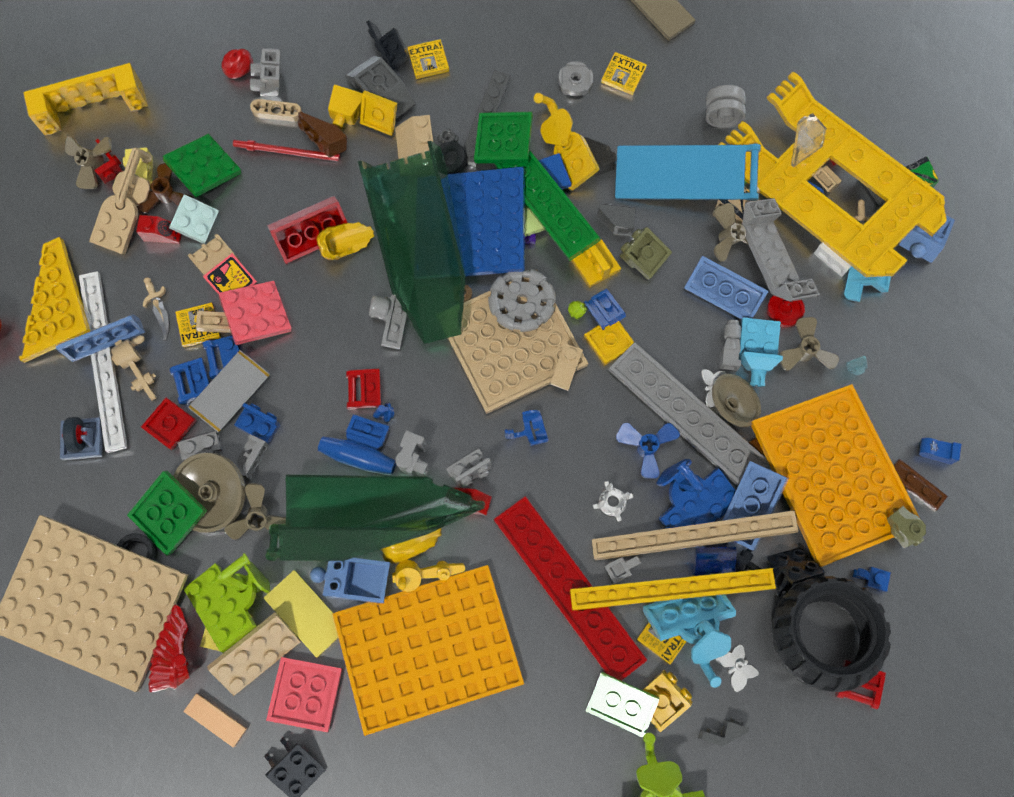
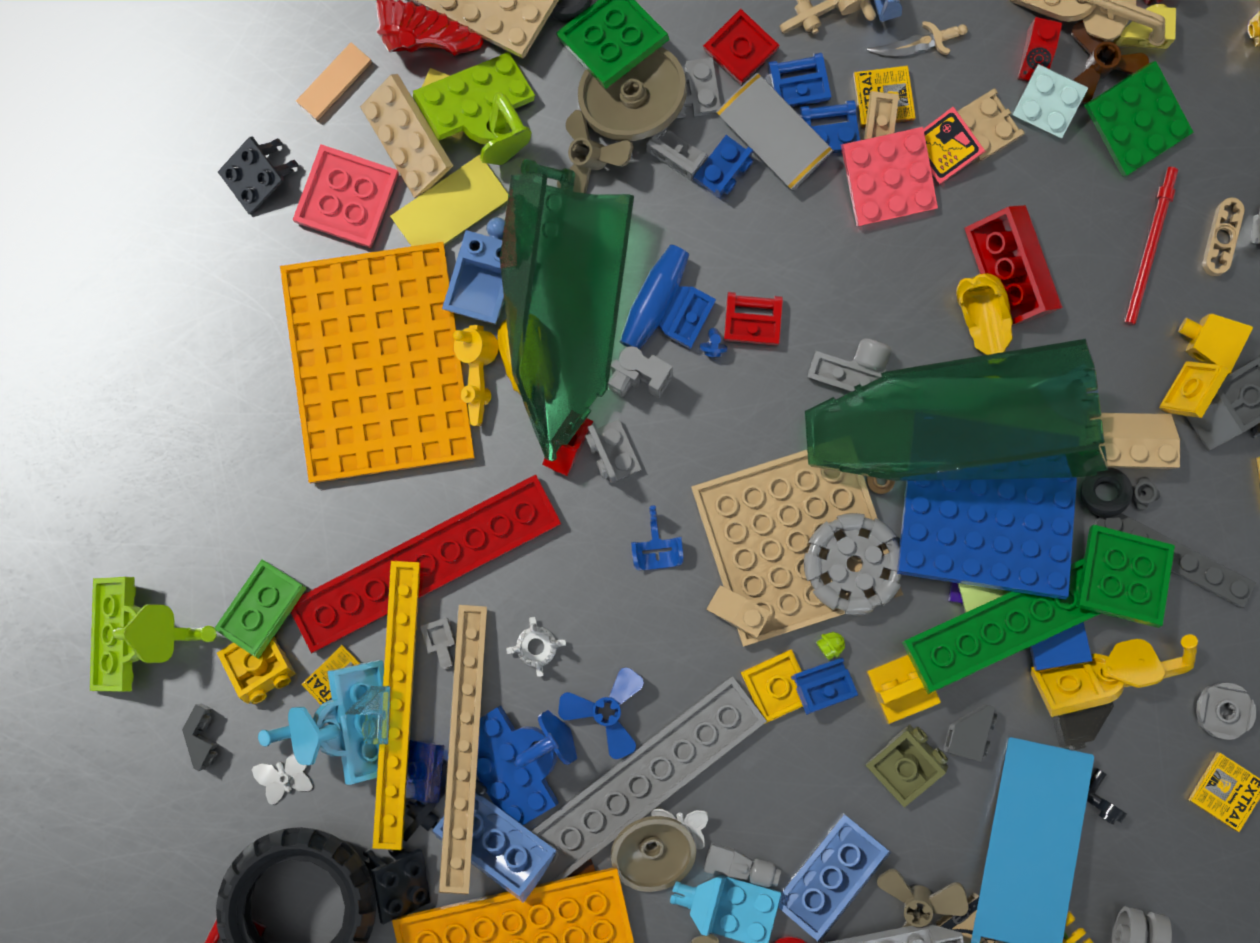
camera: 100 degrees right, 10 degrees up
(323, 134) = (1167, 306): reddish brown slope -> none
(649, 135) = (1108, 811): none -> black plate
(680, 602) = (375, 707): none -> clear light blue slope

